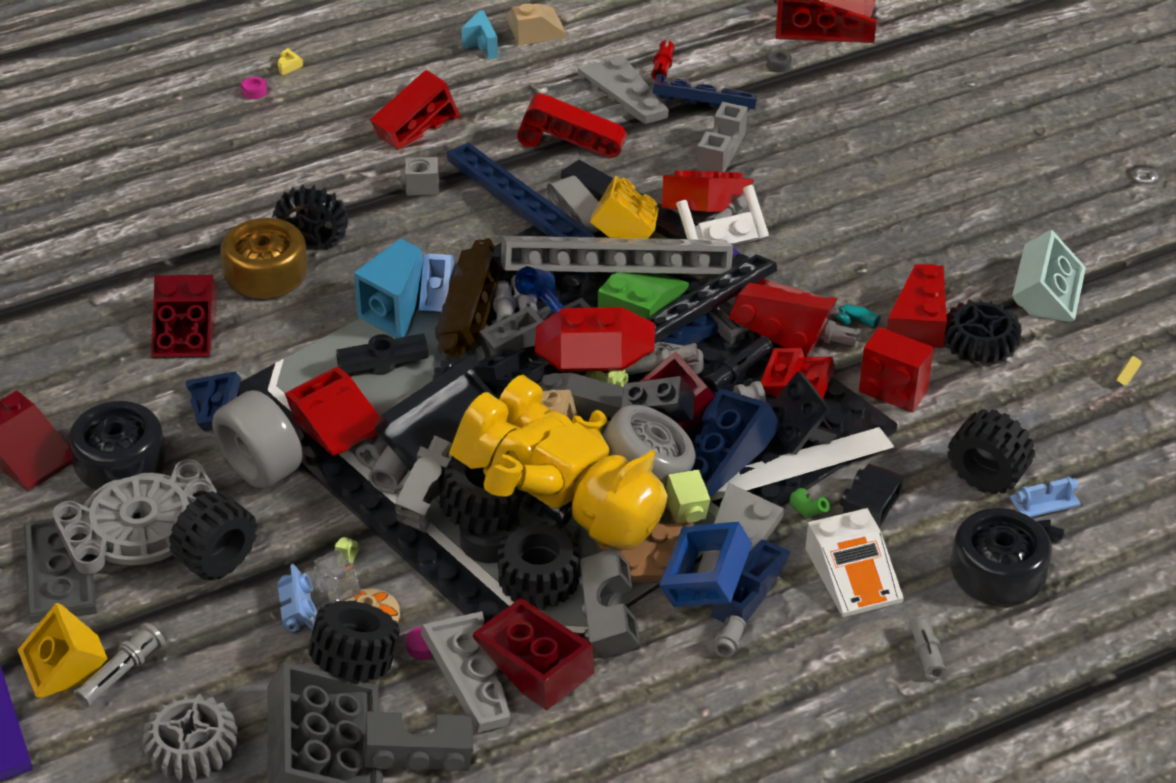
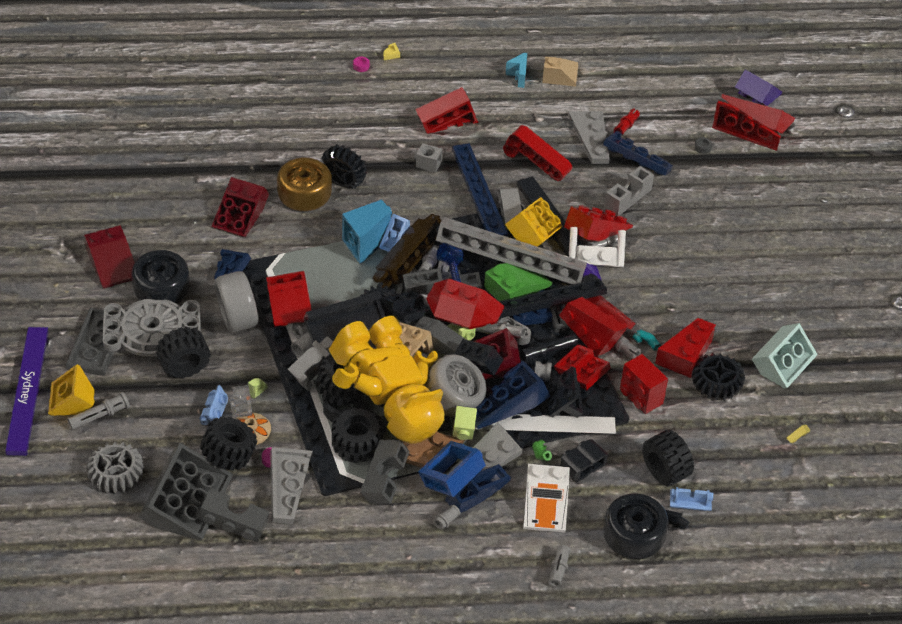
camera: 20 degrees right, 5 degrees up
(382, 353) = (340, 269): black piece -> none
(536, 652) = (327, 487): dark red slope -> none

